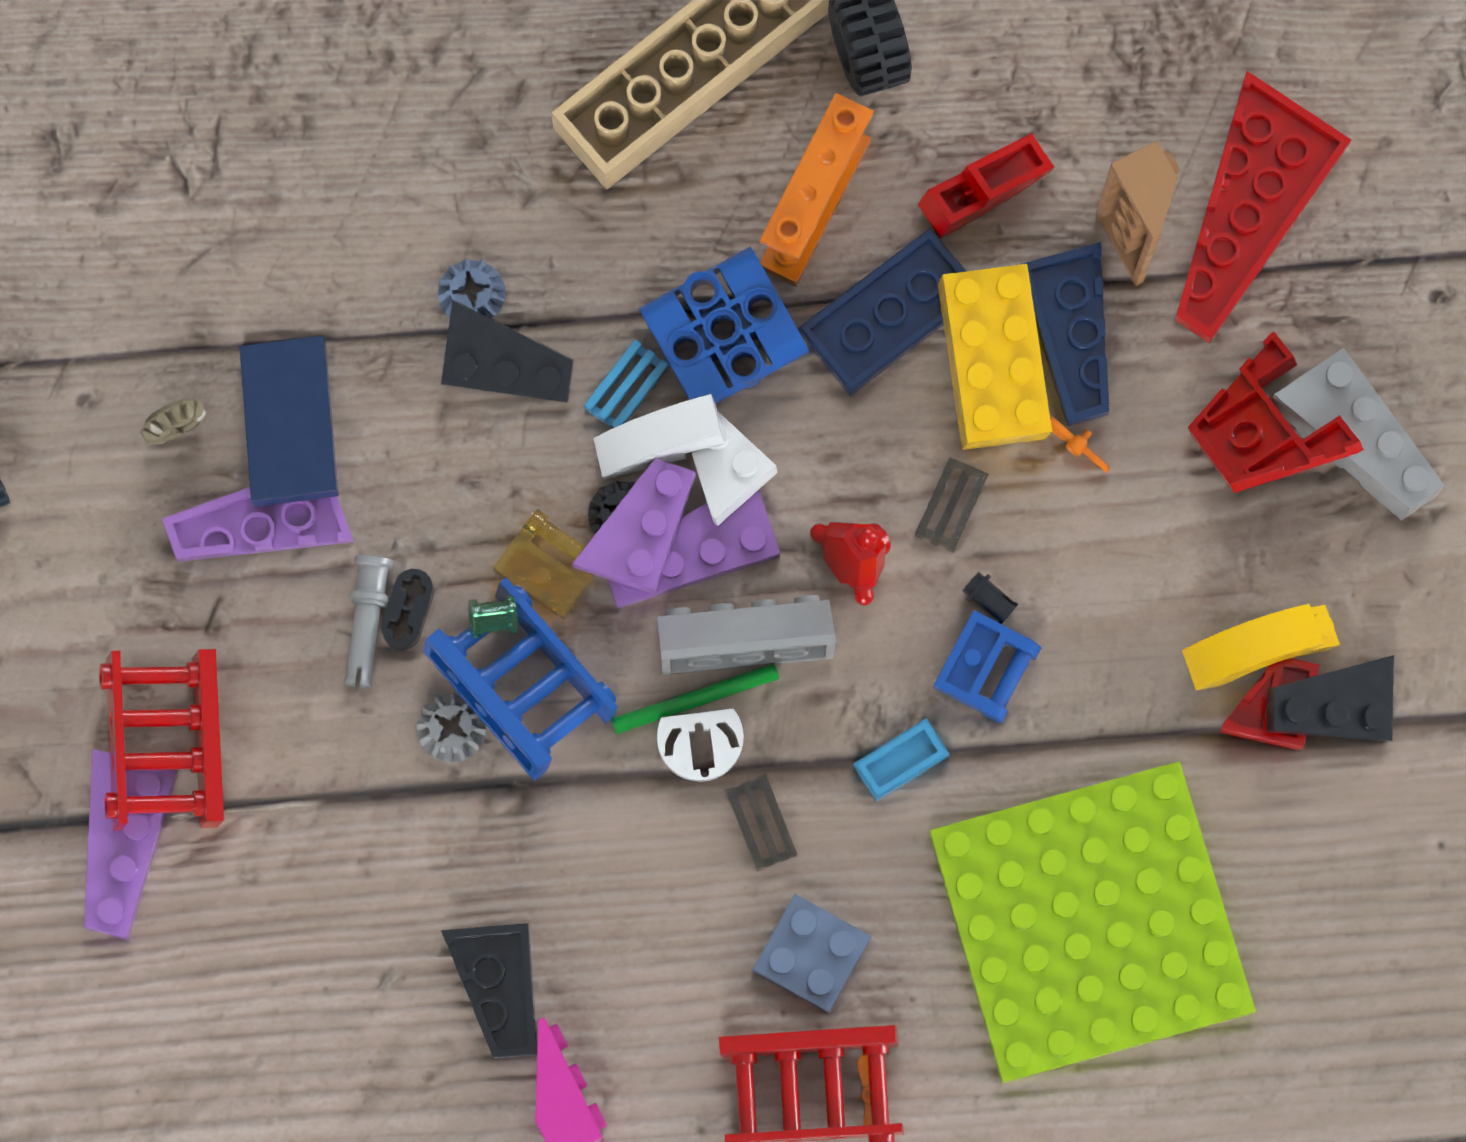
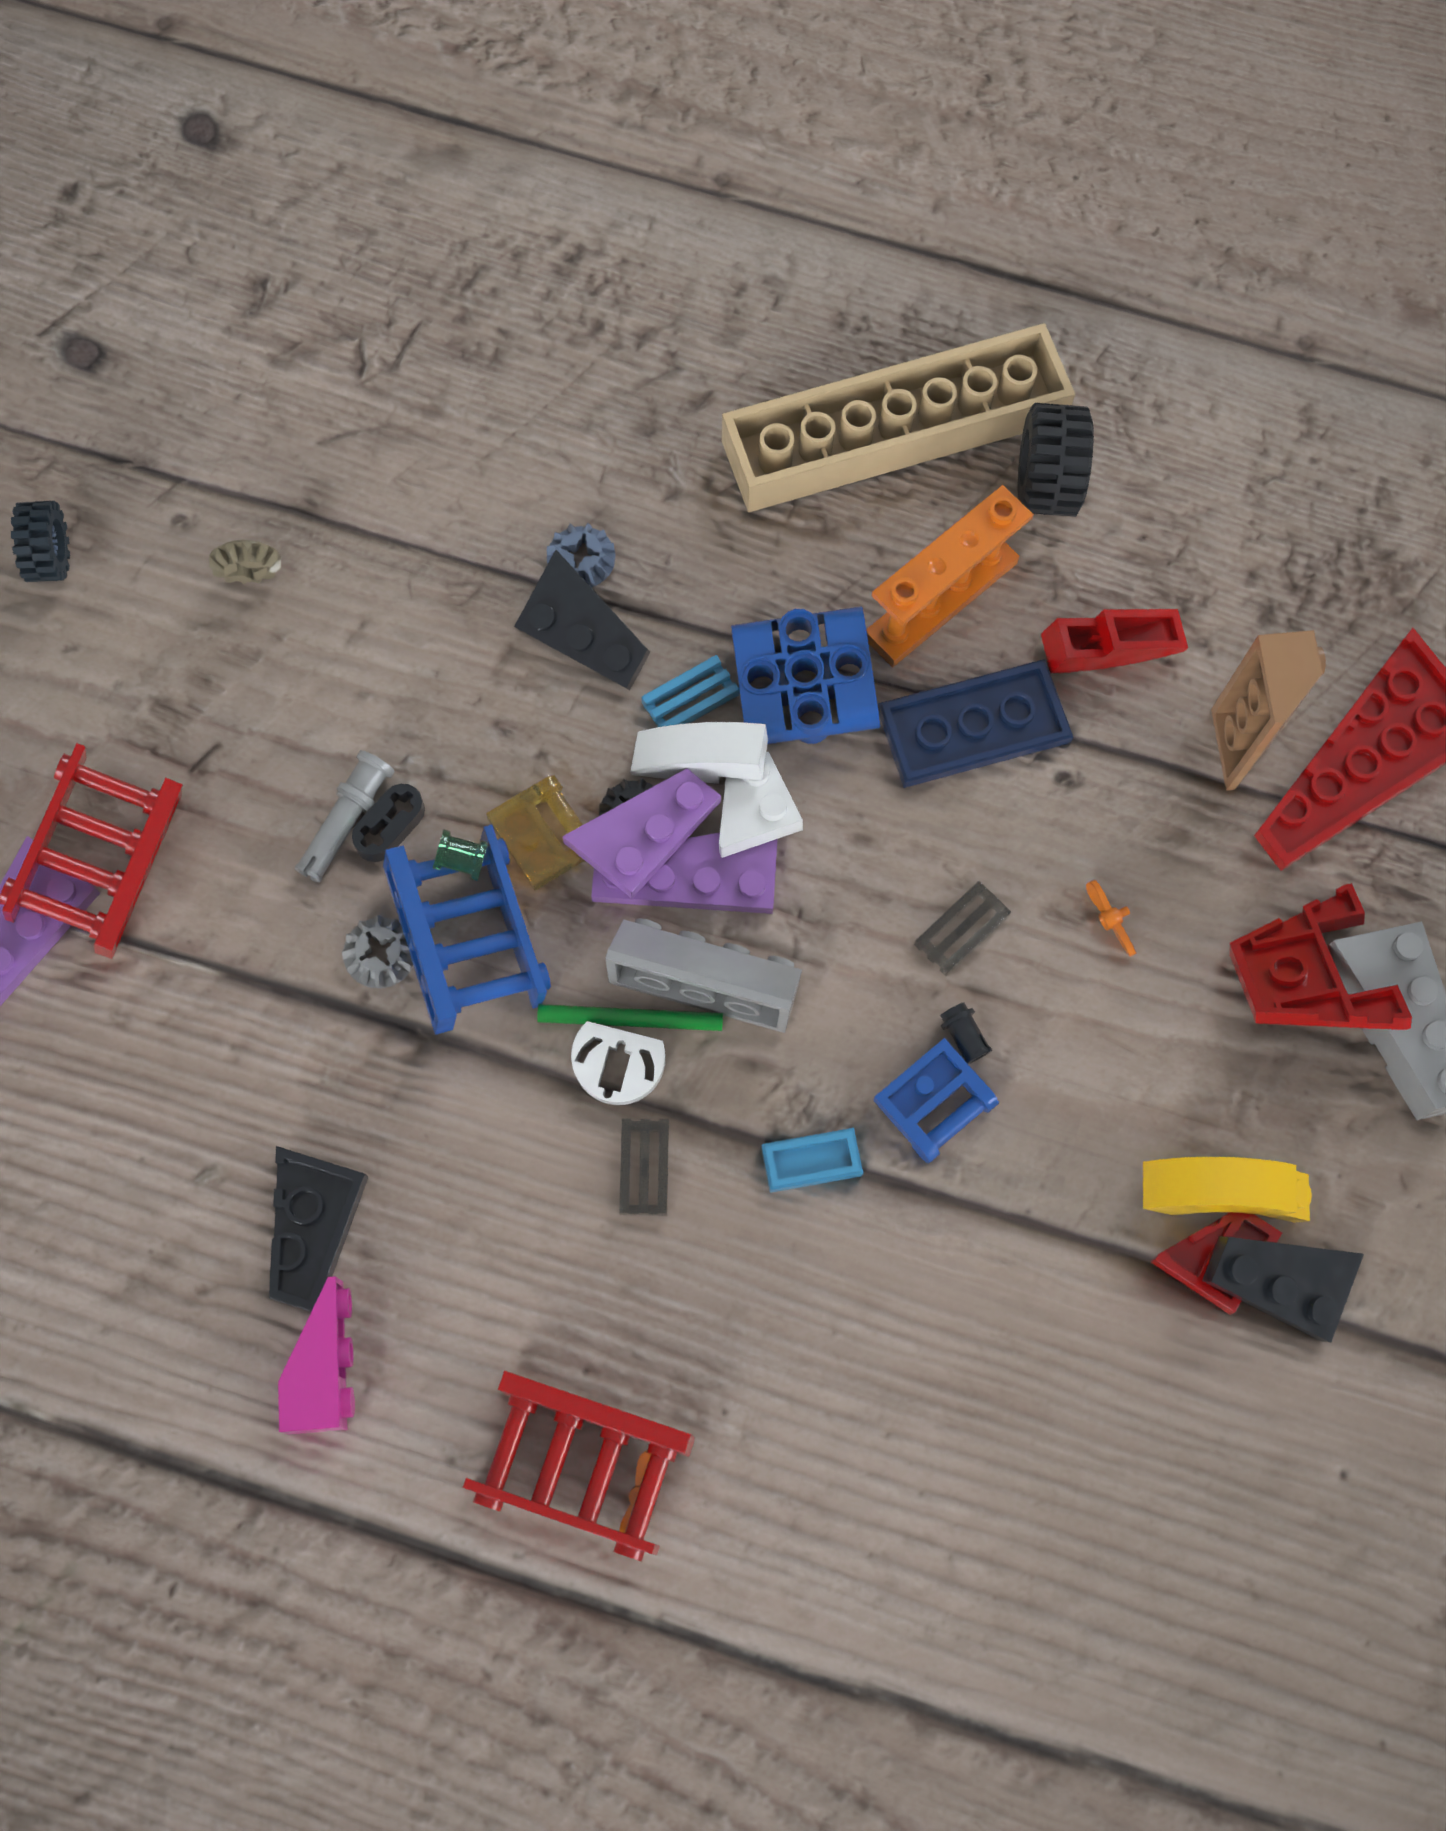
camera: 20 degrees right, 5 degrees down
(237, 528) = (297, 685): medium lavender wing -> none
(288, 421) = (353, 605): dark blue tile -> none
(811, 953) = (640, 1322): sand blue plate -> none
(854, 554) = (846, 937): red rock -> none
(994, 356) = (1061, 799): yellow brick -> none
(1072, 329) = (1148, 802): dark blue wing -> none
(1091, 922) = (943, 1409): lime plate -> none

